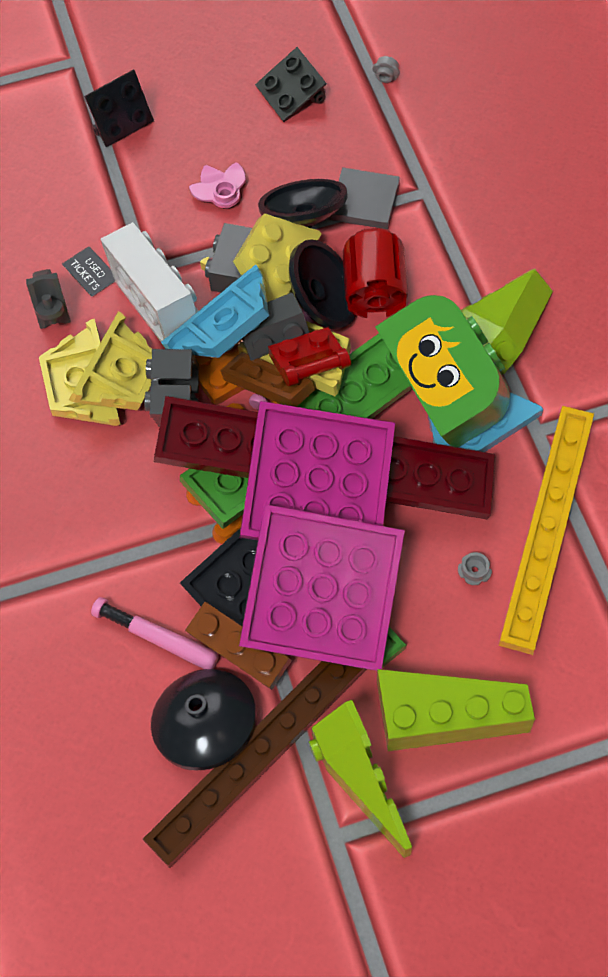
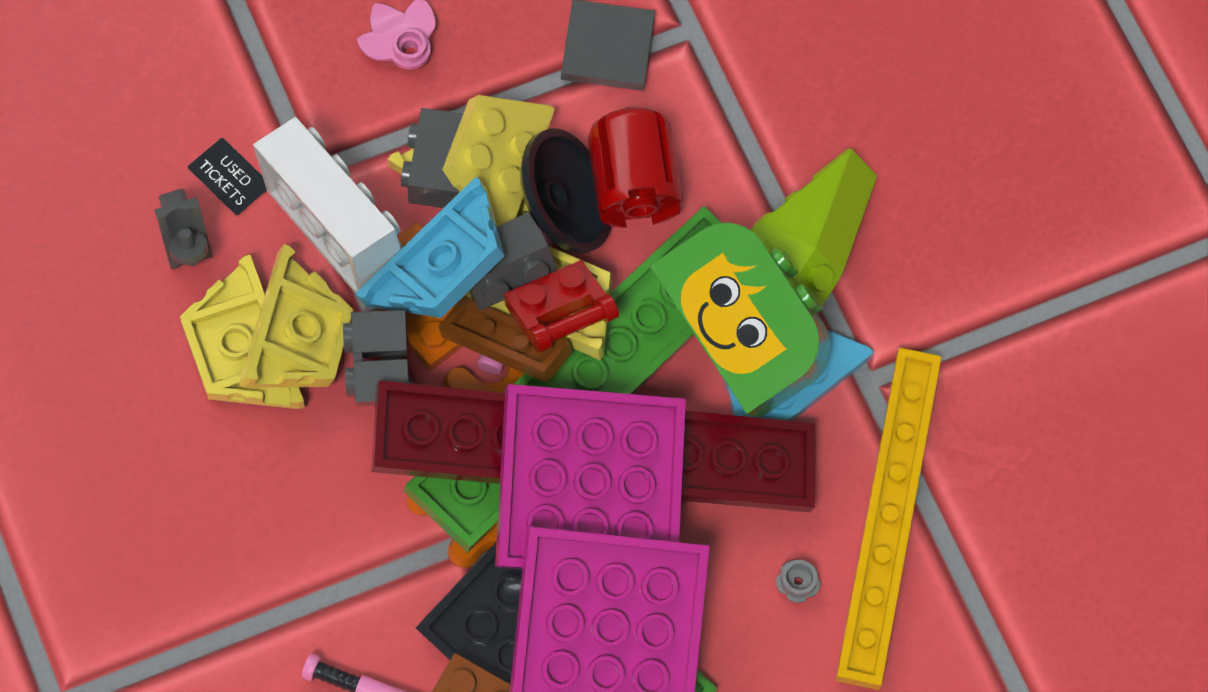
camera: 15 degrees left, 5 degrees up
(304, 201) = (524, 59): black dish -> none

